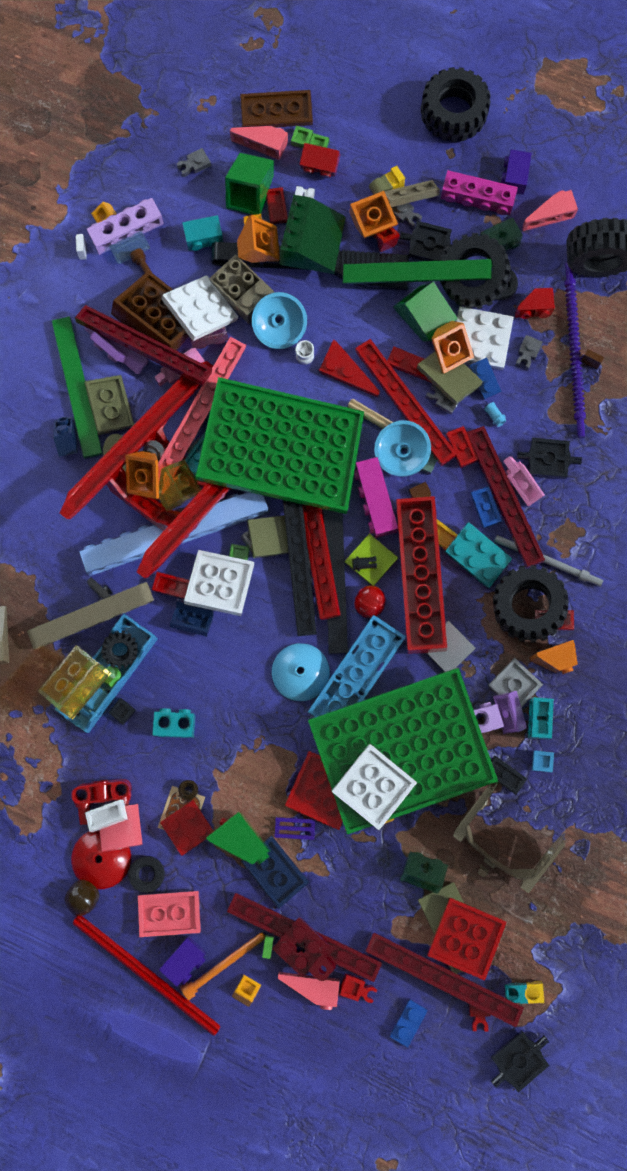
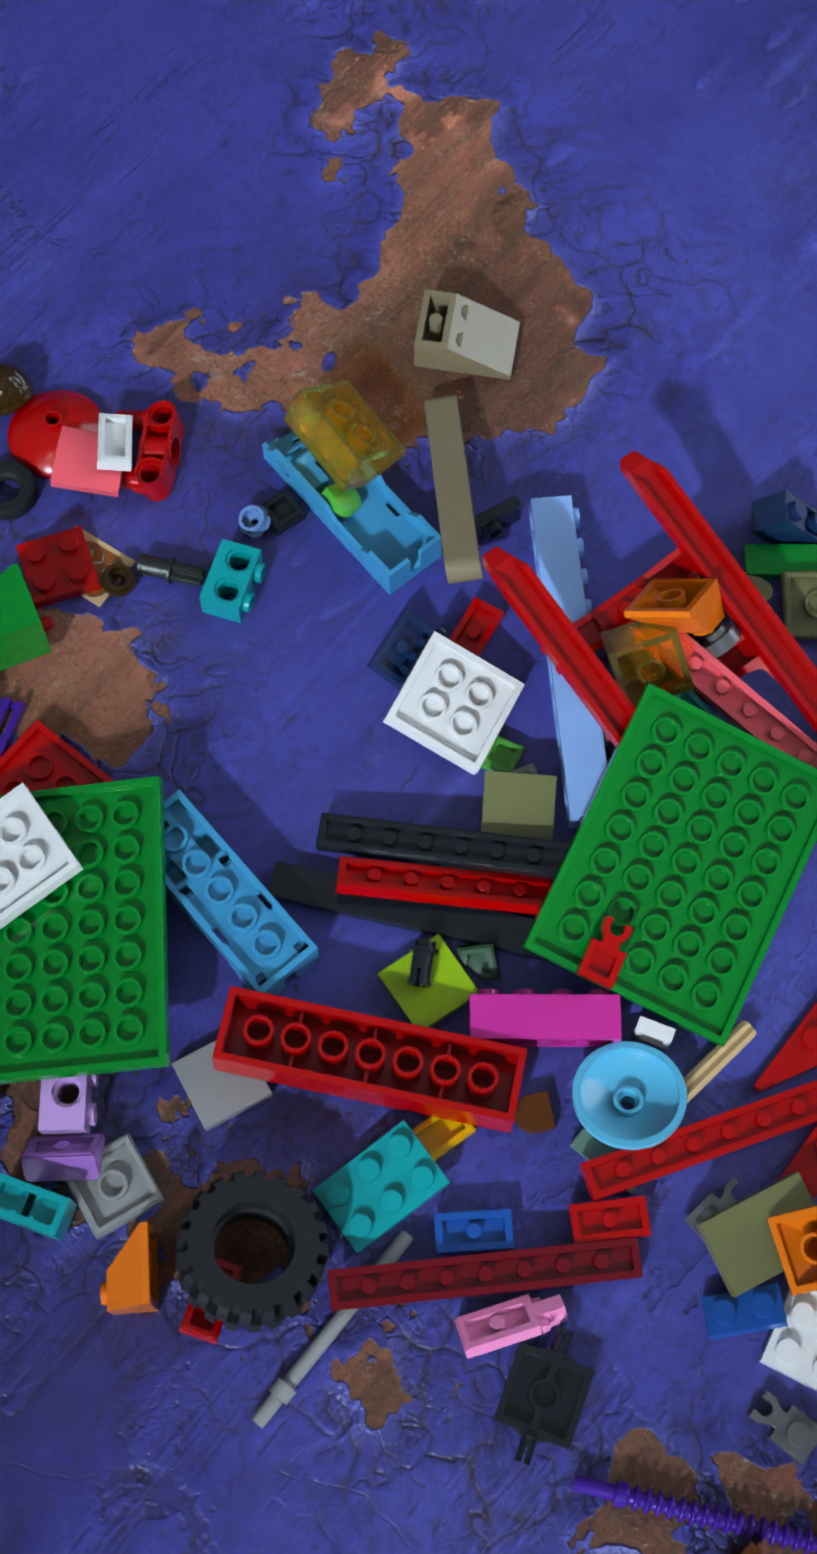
camera: 105 degrees right, 10 degrees down
(125, 659) = (368, 511): black tyre -> none
(132, 729) = (246, 519): none -> medium blue plate
(174, 761) = (170, 570): none -> pearl dark grey axle
(300, 686) = (266, 828): medium azure dish -> none
(343, 471) = (601, 958): none -> red plate
(351, 537) = (481, 959): none -> dark green tile
(366, 445) = (653, 1033): none -> white tile
(370, 601) = (350, 959): red hair -> none
(495, 414) = (662, 1310): medium azure pin -> none

